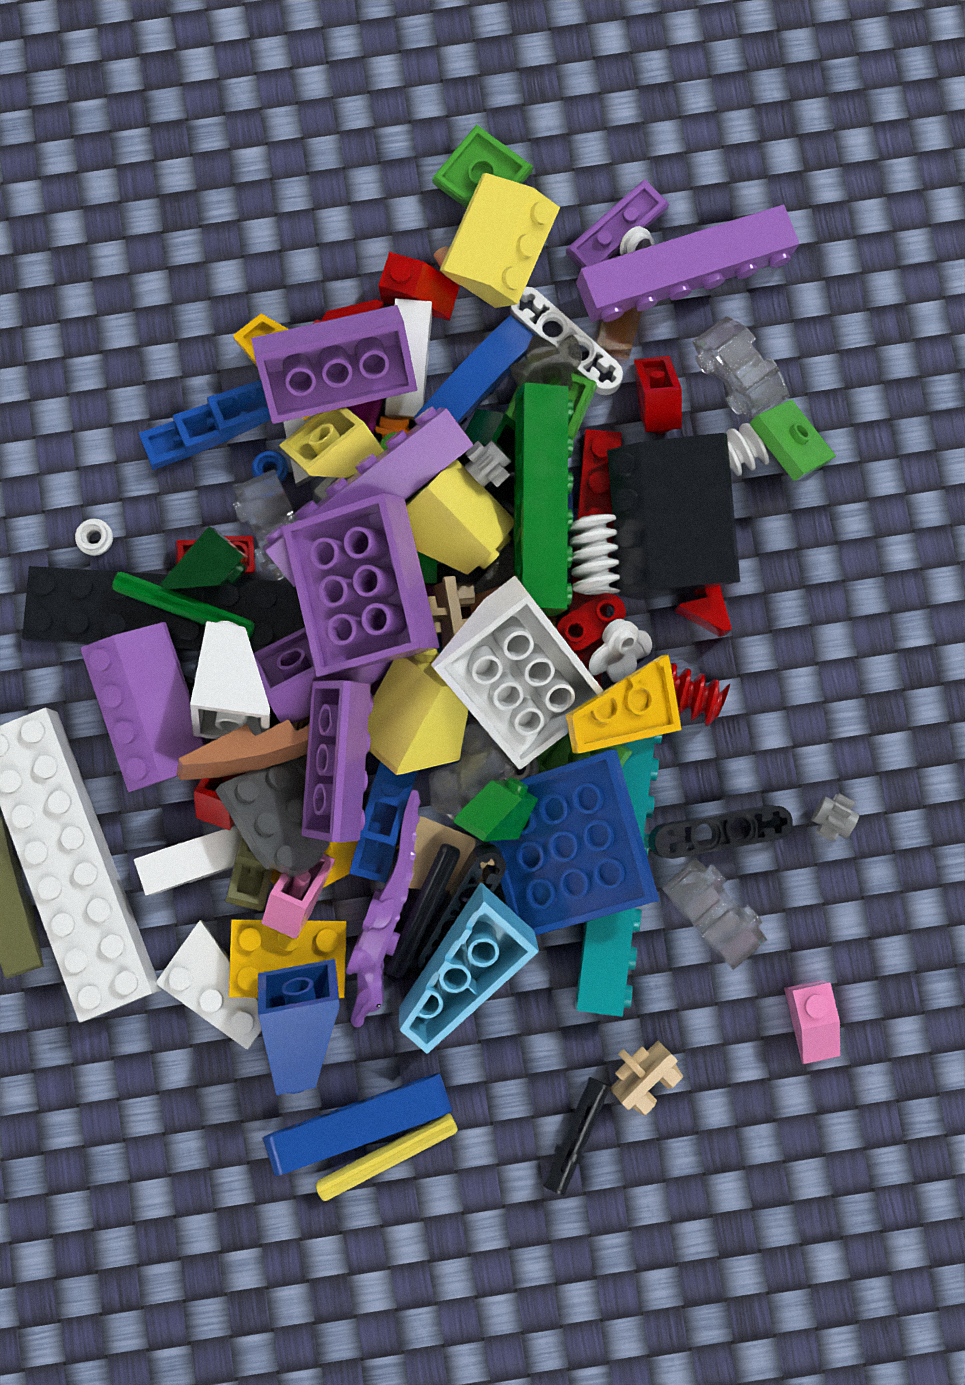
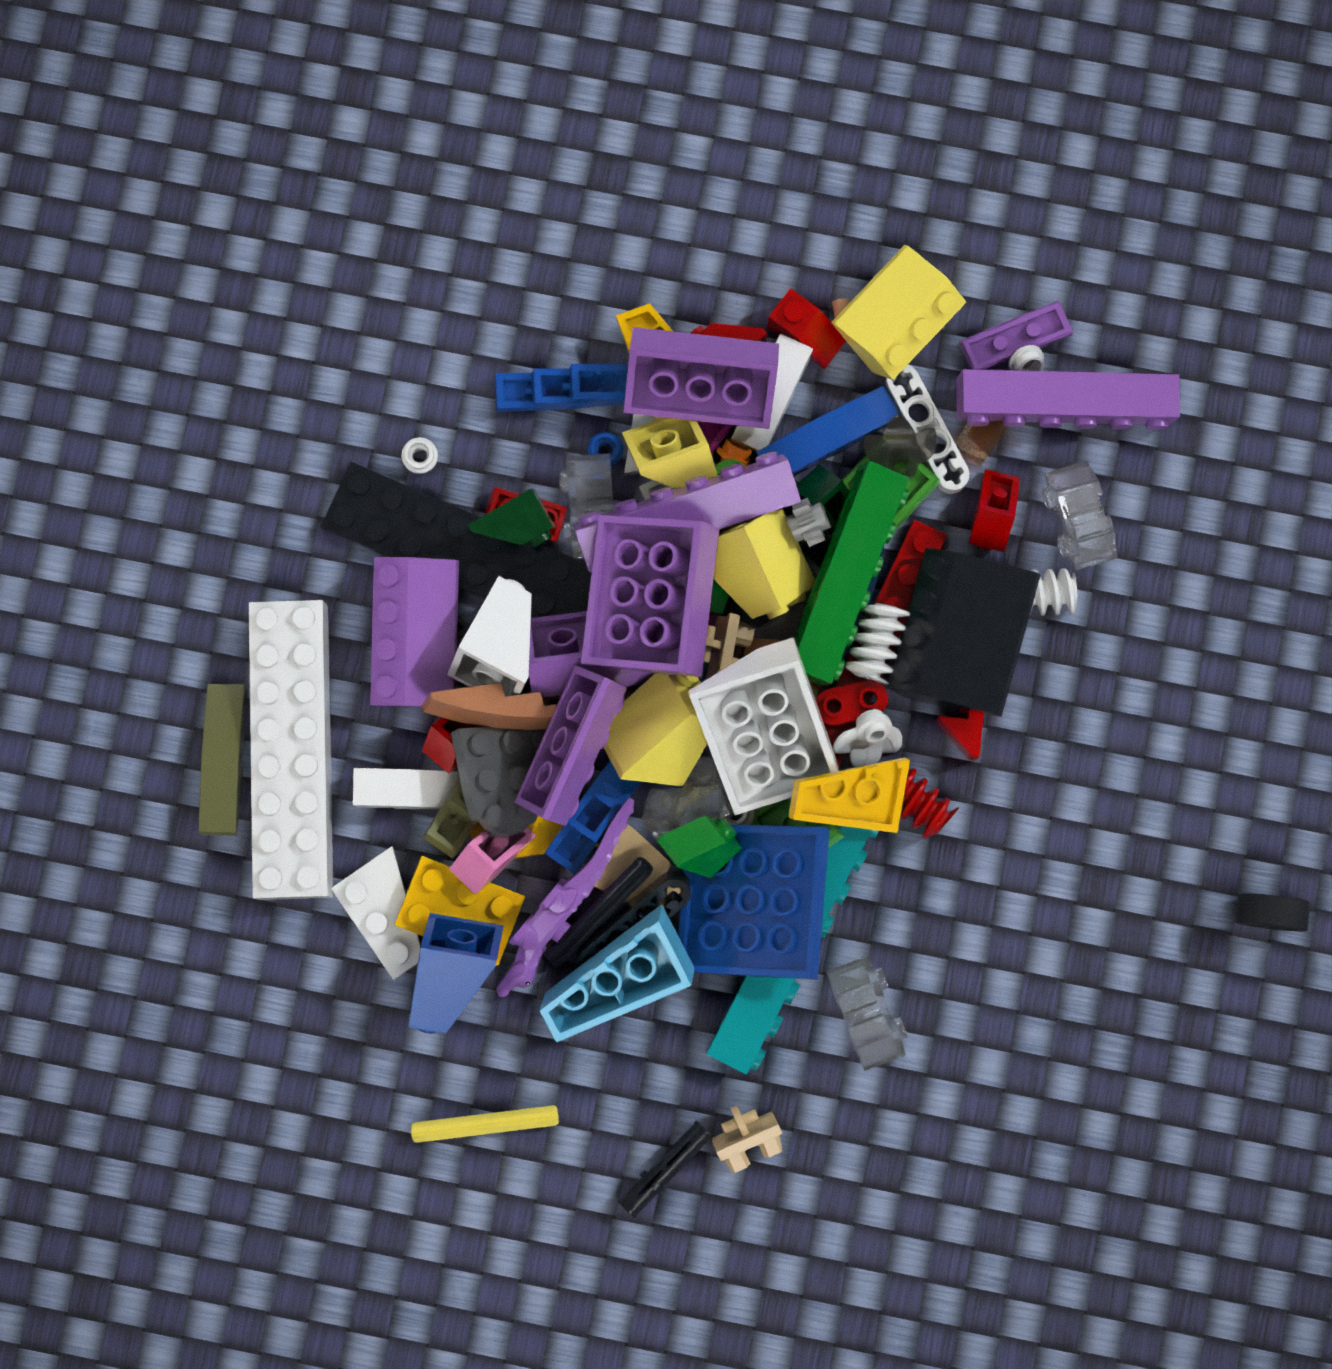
camera: 20 degrees right, 0 degrees up
(175, 602) = (475, 546): green axle -> none
(357, 1124) = (469, 1084): blue beam -> none
(473, 157) = (910, 225): bright green plate -> none
(721, 833) = (900, 940): black beam -> none
(792, 439) = (1104, 600): bright green plate -> none
(814, 1020) = (922, 1146): bright pink slope -> none
(835, 817) = (1011, 966): light grey gear -> none

